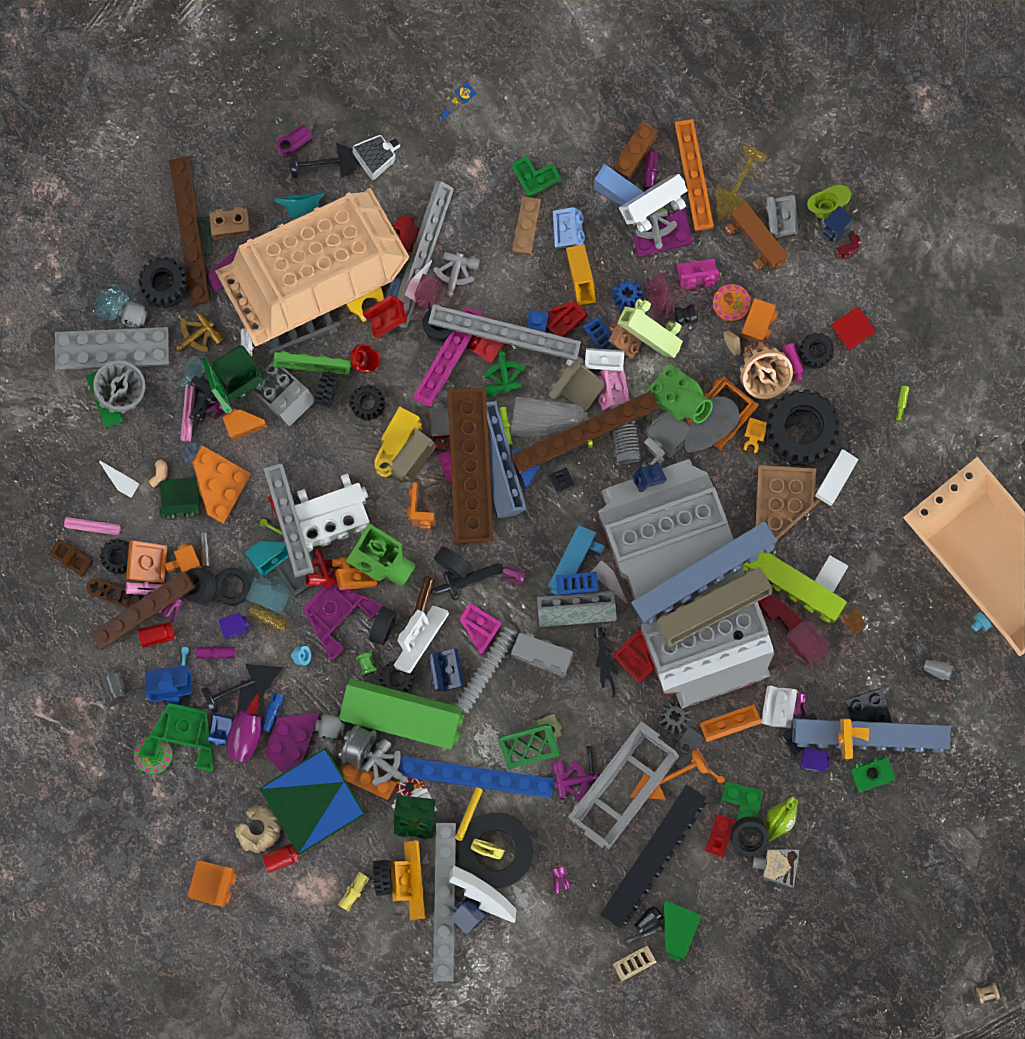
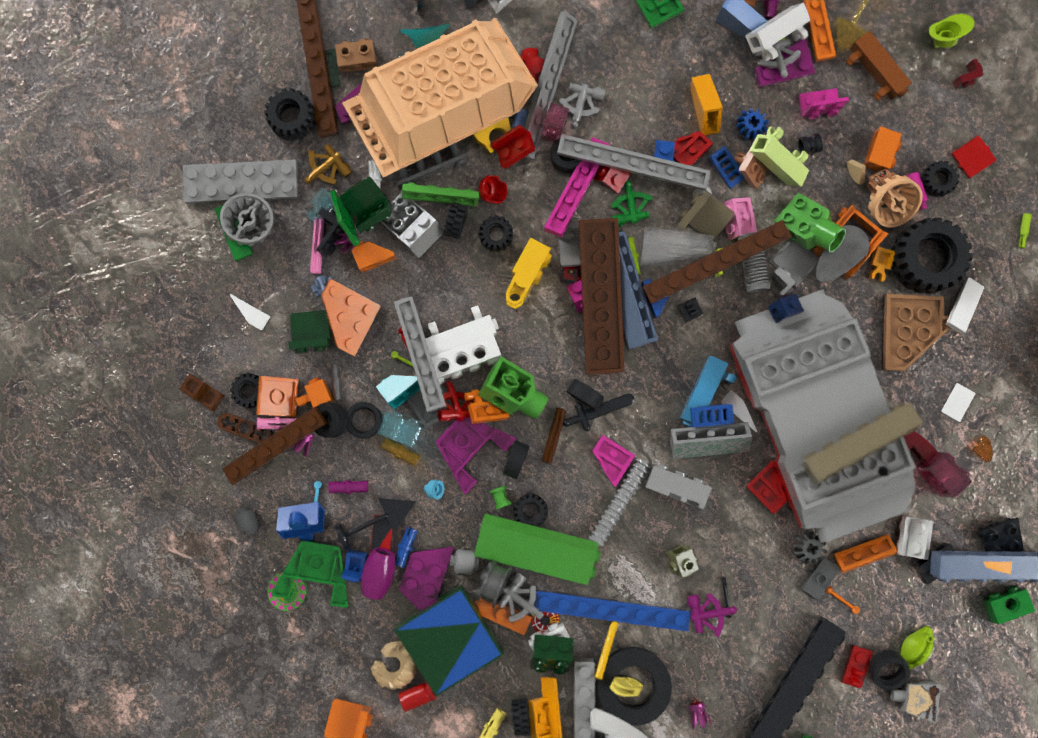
camera: 10 degrees left, 5 degrees up
(92, 526) = (225, 360): bright pink axle -> none
(110, 302) = (237, 134): clear light blue plate -> none
(132, 314) = (260, 146): light grey head -> none
(156, 634) = (288, 469): red piece -> none
(161, 473) = (291, 306): light nougat arm -> none
(234, 625) = (366, 460): dark purple brick -> none
(412, 456) = (544, 287): dark tan window -> none
(413, 284) = (542, 112): white sticker -> none
(418, 636) = (552, 471): white bracket -> none
(421, 519) = (555, 352): orange bracket -> none
(446, 670) = (580, 503): dark blue bracket -> none
(517, 573) = (649, 405): flat silver piece -> none
(526, 225) = (650, 56): medium nougat plate -> none
(549, 740) = (669, 594): green window -> none
(568, 227) = (691, 58): light blue bracket -> none
(604, 359) = (733, 188): white panel -> none
(607, 663) = (740, 494): black piece -> none
(623, 755) = (793, 610): light grey piece -> none
(658, 794) = (785, 618): orange piece -> none
(659, 296) = (786, 120): clear pink bracket -> none
(703, 573) = (849, 408): sand blue brick -> none
(731, 303) = (854, 132): tile -> none
(746, 797) = (883, 630): green plate -> none
(782, 216) = (903, 45): light grey bracket -> none
(799, 587) = (936, 418): lime brick -> none
(800, 703) = (936, 530): flat silver piece -> none
(815, 760) = (950, 591): dark purple brick -> none
(836, 225) = (960, 52): dark blue brick -> none
(845, 738) = (992, 575): light orange plate -> none

